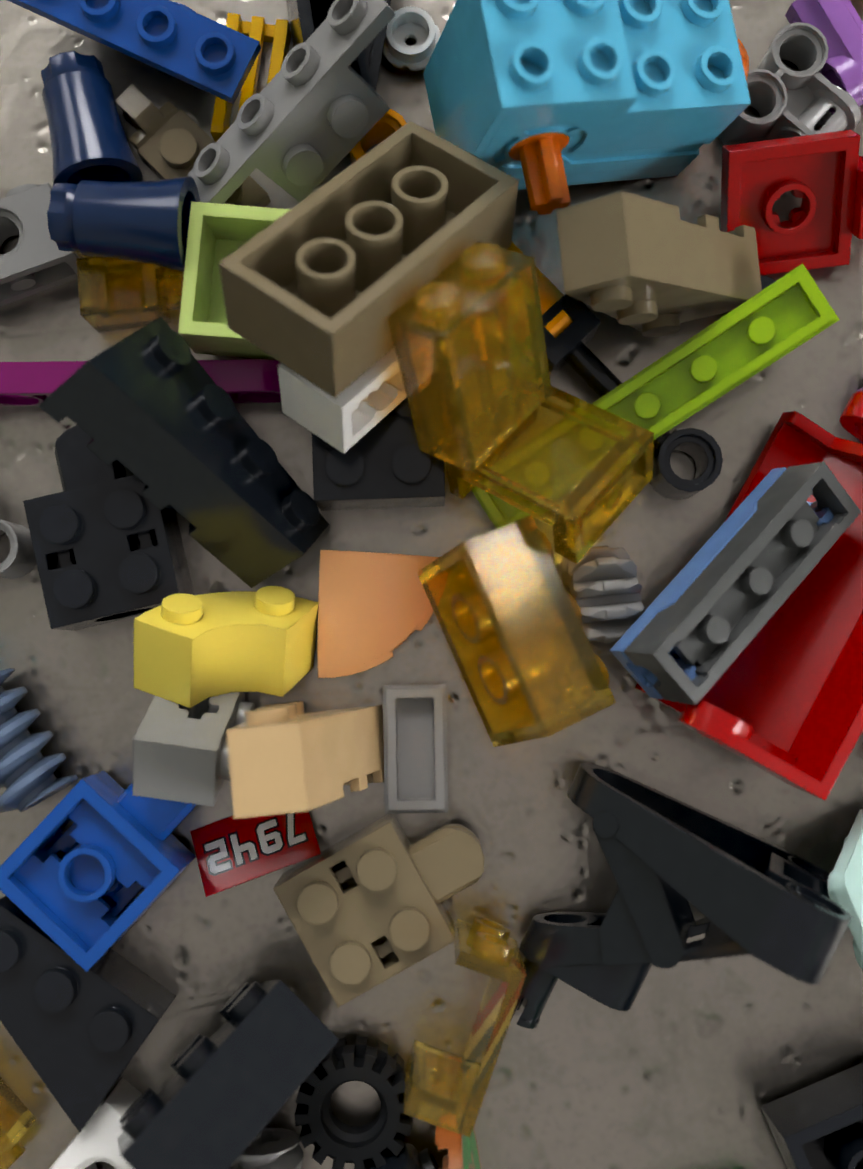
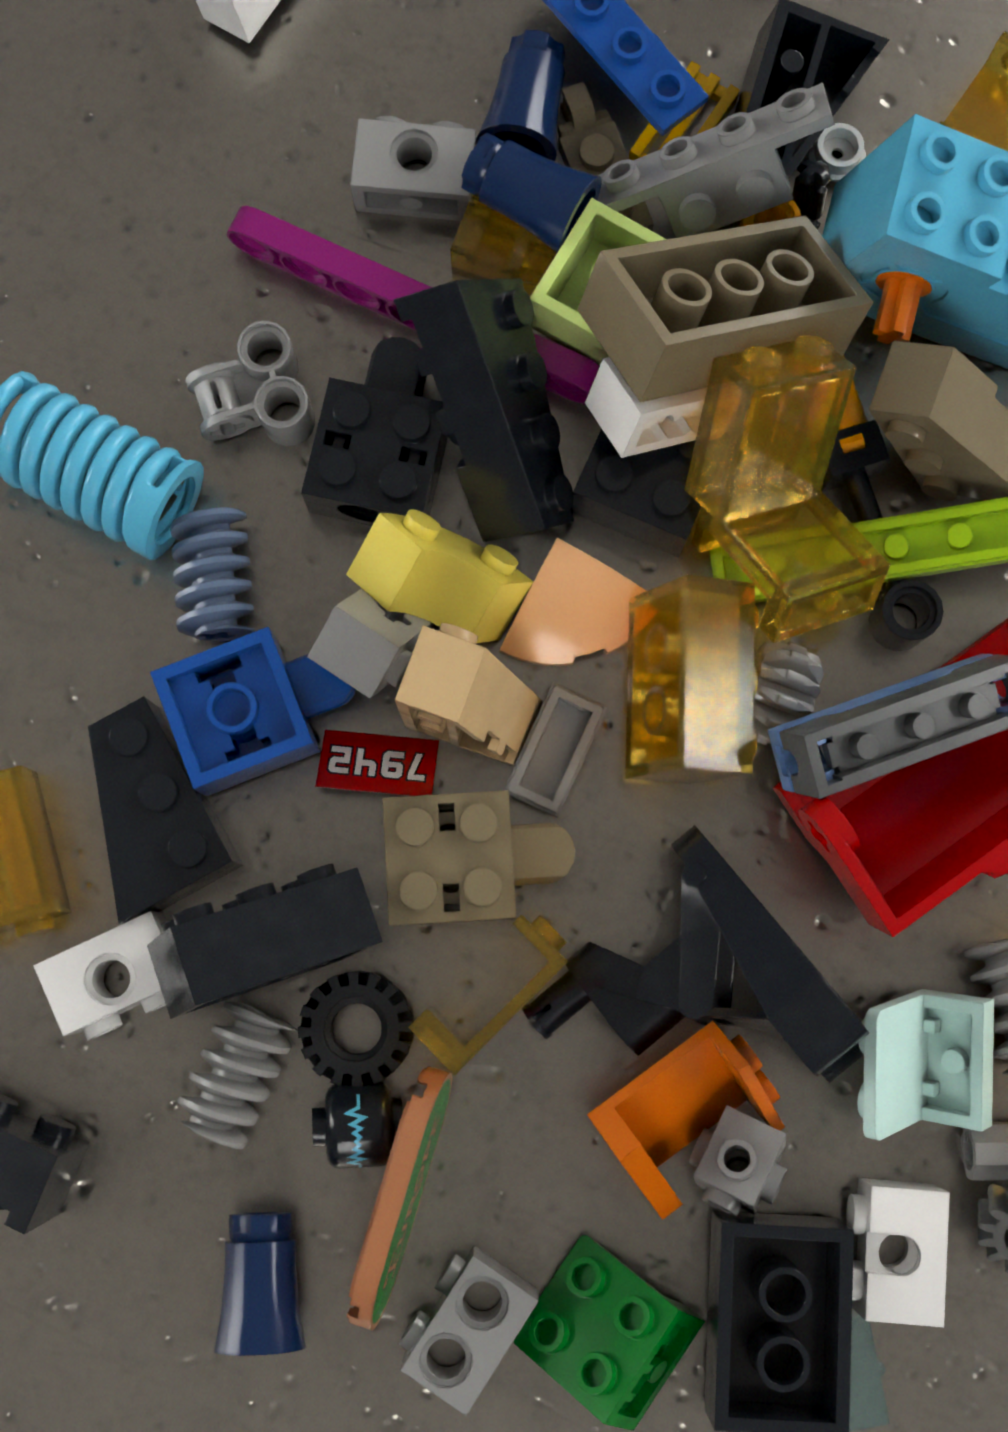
camera: 25 degrees right, 5 degrees down
(402, 90) = (810, 189): none -> black piece
(679, 1044) = (676, 1101): none -> orange panel
(776, 1036) = (744, 1140): none -> light grey brick

